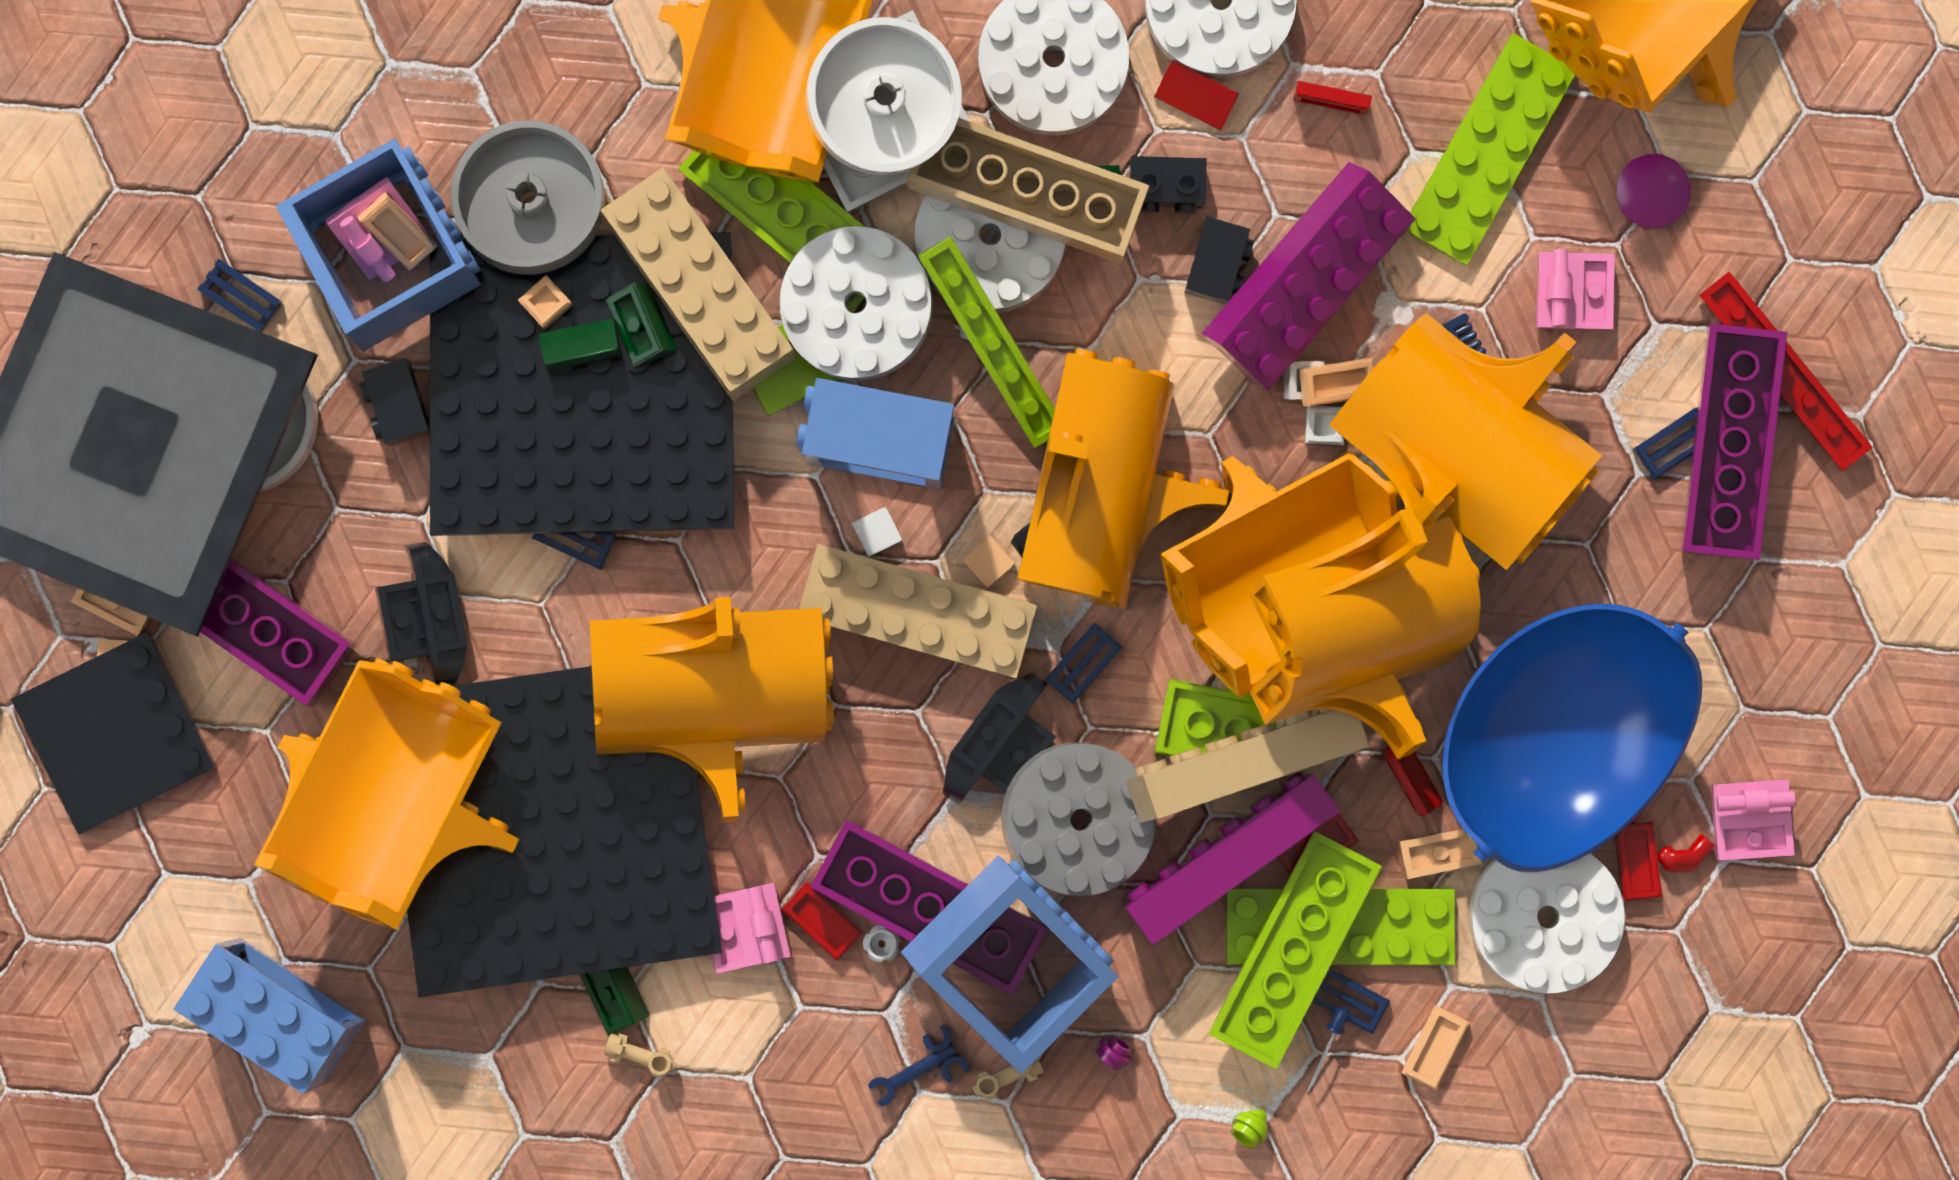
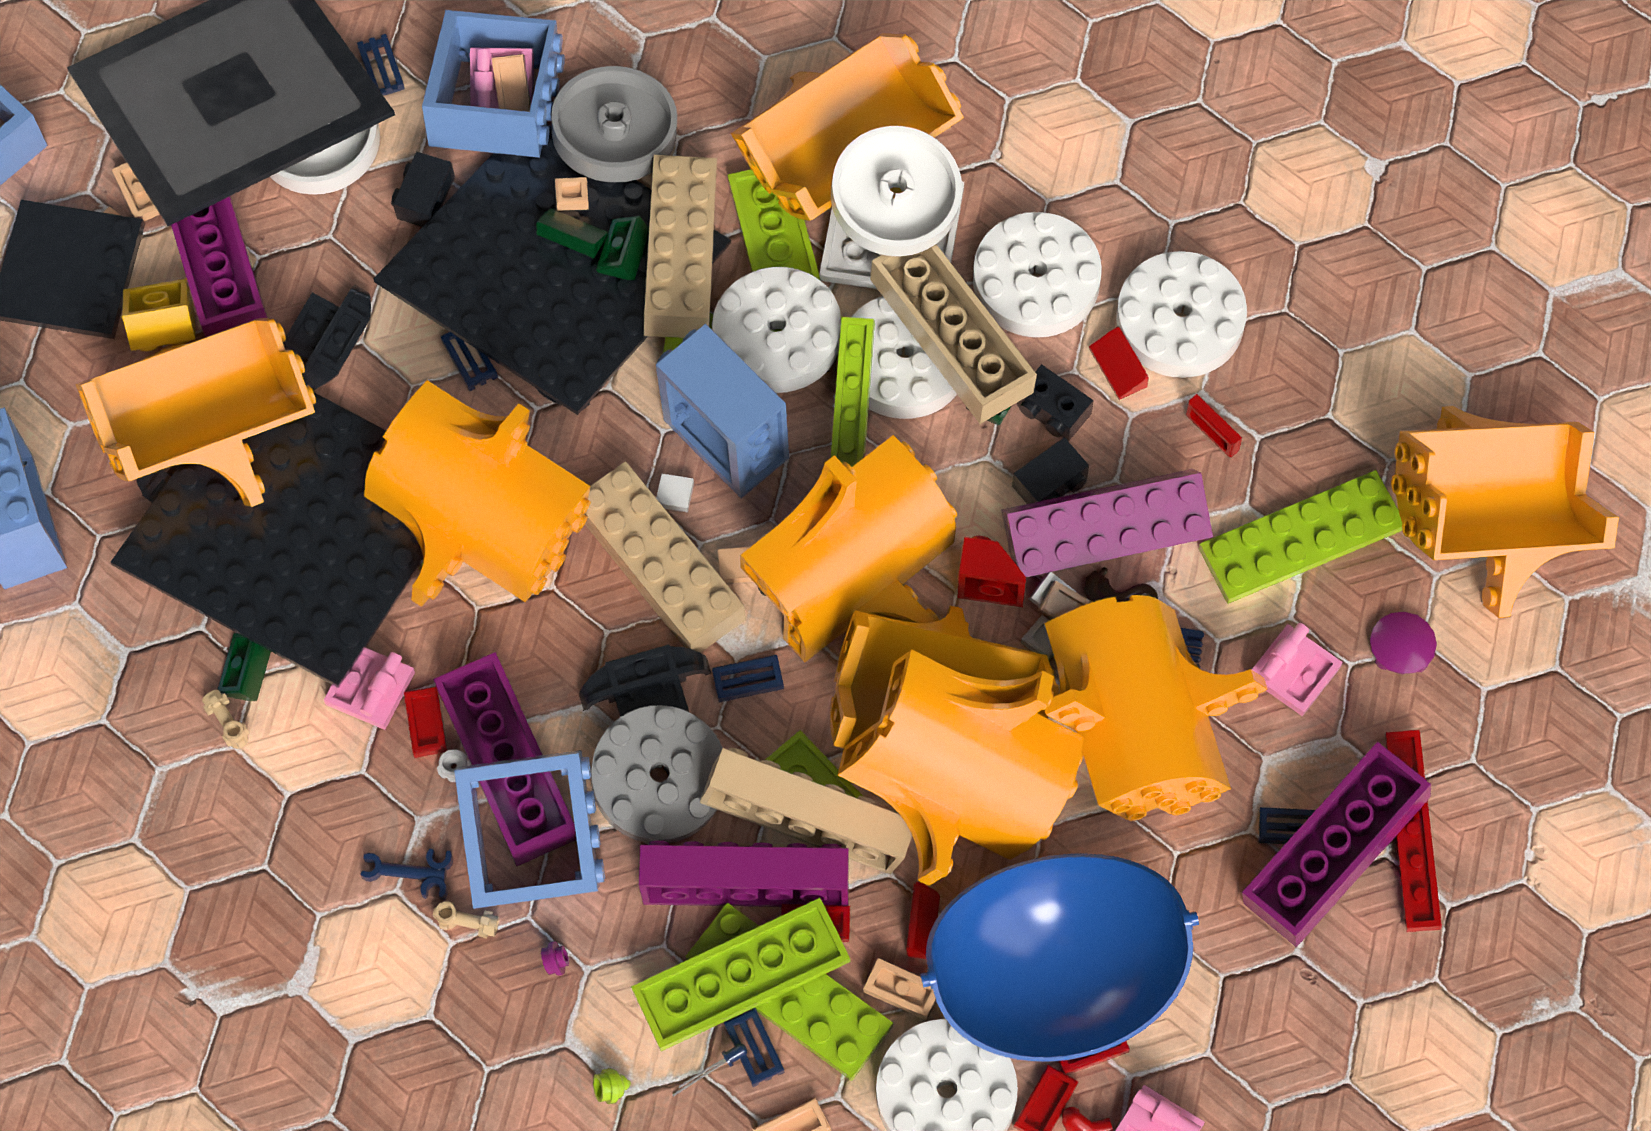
camera: 35 degrees right, 20 degrees down
(252, 721) = (158, 315): none -> yellow brick
(1234, 405) = (989, 573): none -> red slope
(1356, 344) = (1098, 588): none -> dark brown piece

